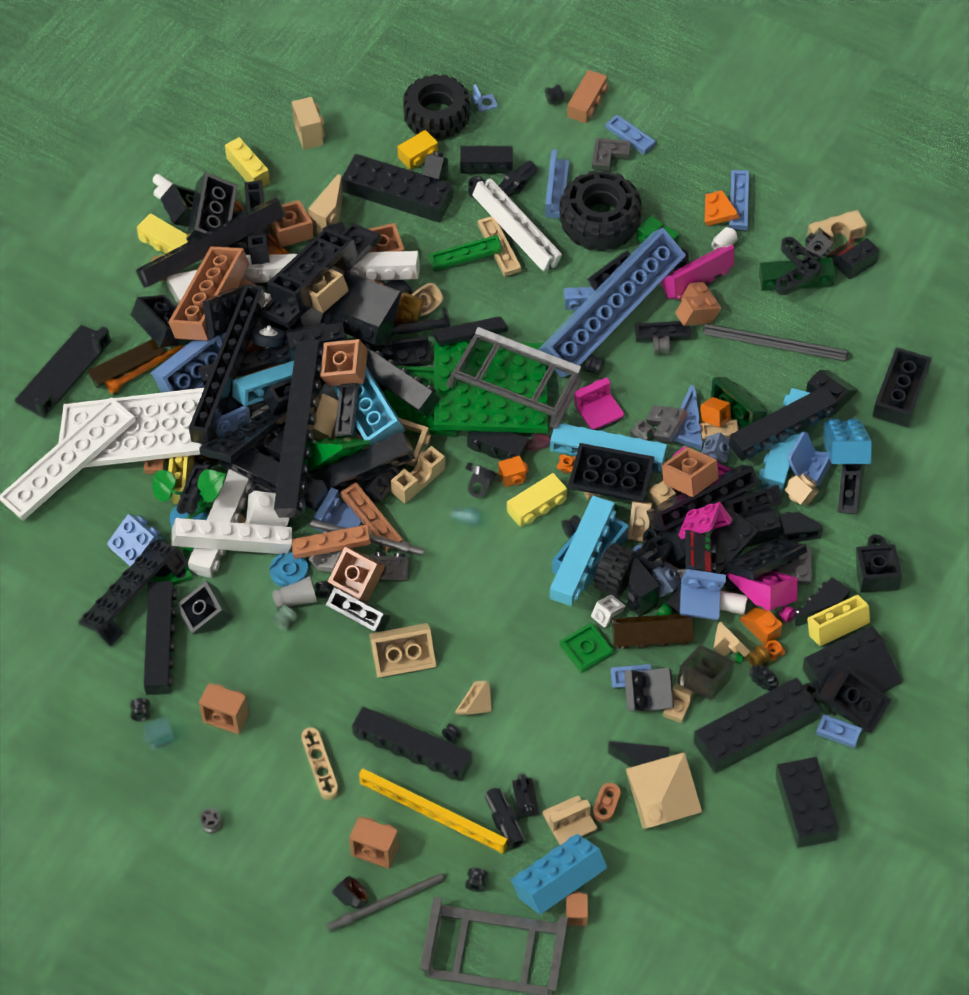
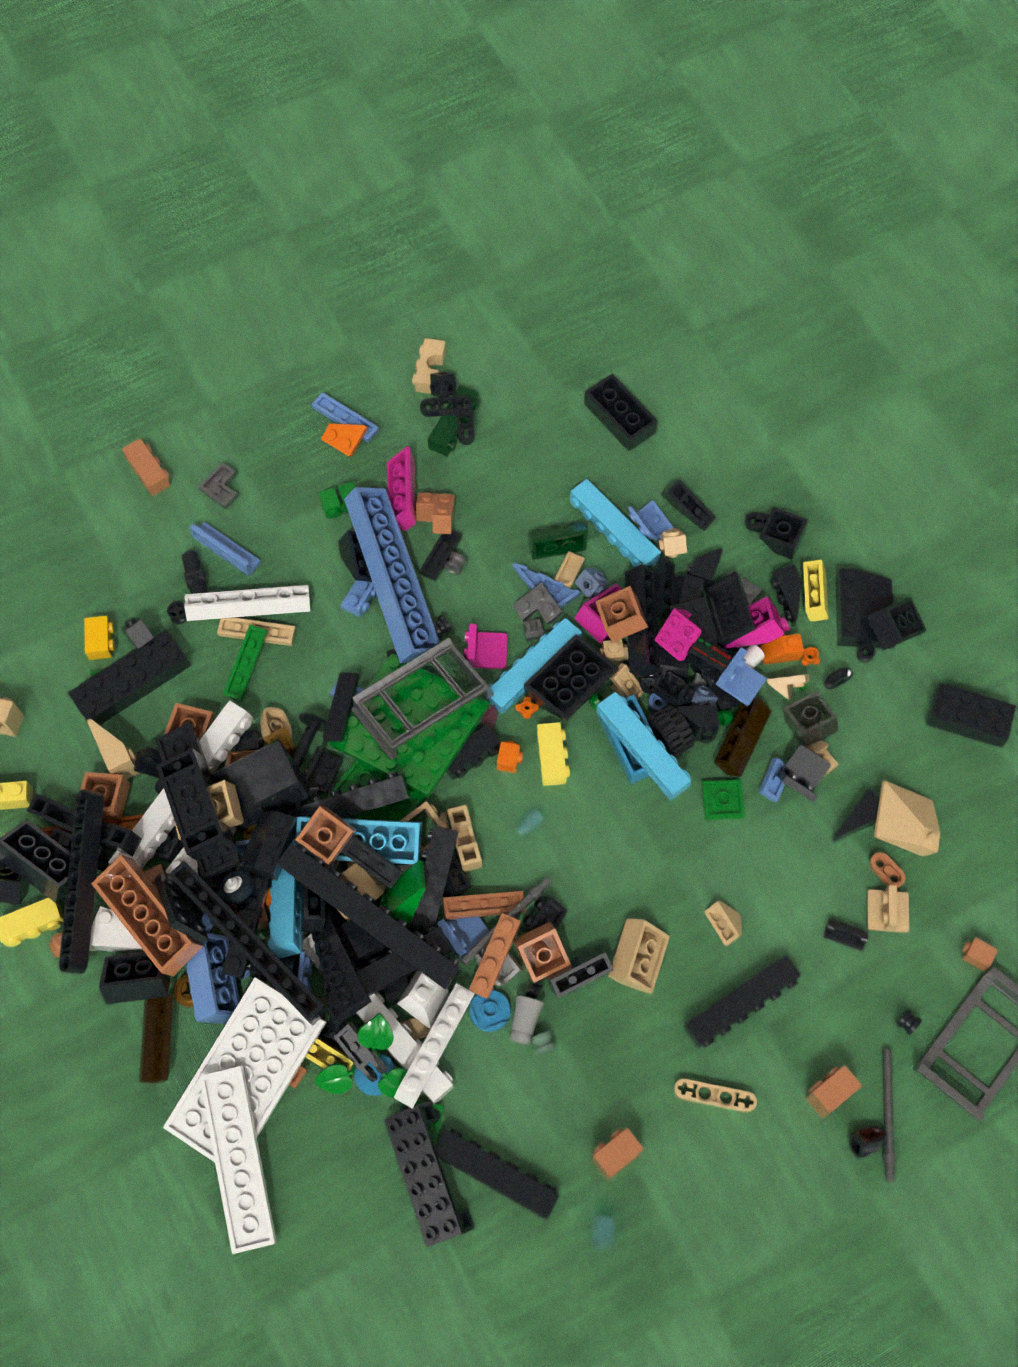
camera: 60 degrees left, 10 degrees up
(63, 370) = (119, 1107): black bracket -> none
(114, 385) = (174, 1063): orange piece -> none
(133, 538) = (368, 1139): medium blue bracket -> none
(140, 709) = (566, 1236): black wheel -> none
(205, 609) = (492, 1114): black slope -> none
(210, 815) = (727, 1229): flat silver wheel -> none
(433, 811) = (820, 1022): yellow tile -> none
(436, 90) = (54, 575): black tyre -> none
(451, 733) = (749, 961): black bush -> none
(478, 99) = (80, 555): light blue bracket -> none
(483, 476) = (499, 784): black tile -> none
(486, 159) = (153, 587): black brick -> none
(504, 818) = (859, 963): black piece -> none
(554, 94) = (123, 491): black wheel -> none
(558, 873) = (945, 949): dark azure brick -> none
(570, 526) = (596, 740): black wheel -> none
(600, 229) = (285, 549): black tyre -> none
(606, 609) = (698, 761): white bracket -> none
(628, 132) = (211, 458): medium blue tile -> none
(715, 411) = (554, 561): orange brick -> none
(726, 237) = (380, 452): white brick -> none
(755, 725) = (878, 711): black brick -> none
(758, 656) = (813, 668): pearl gold wheel -> none
(776, 342) = (508, 477): black axle -> none
(783, 423) = (607, 517): black brick -> none
(837, 386) = (586, 464): black slope -> none
(838, 731) = (914, 652): medium blue plate -> none
(847, 442) = (659, 481): dark azure brick -> none
(854, 256) = (466, 366): black slope -> none

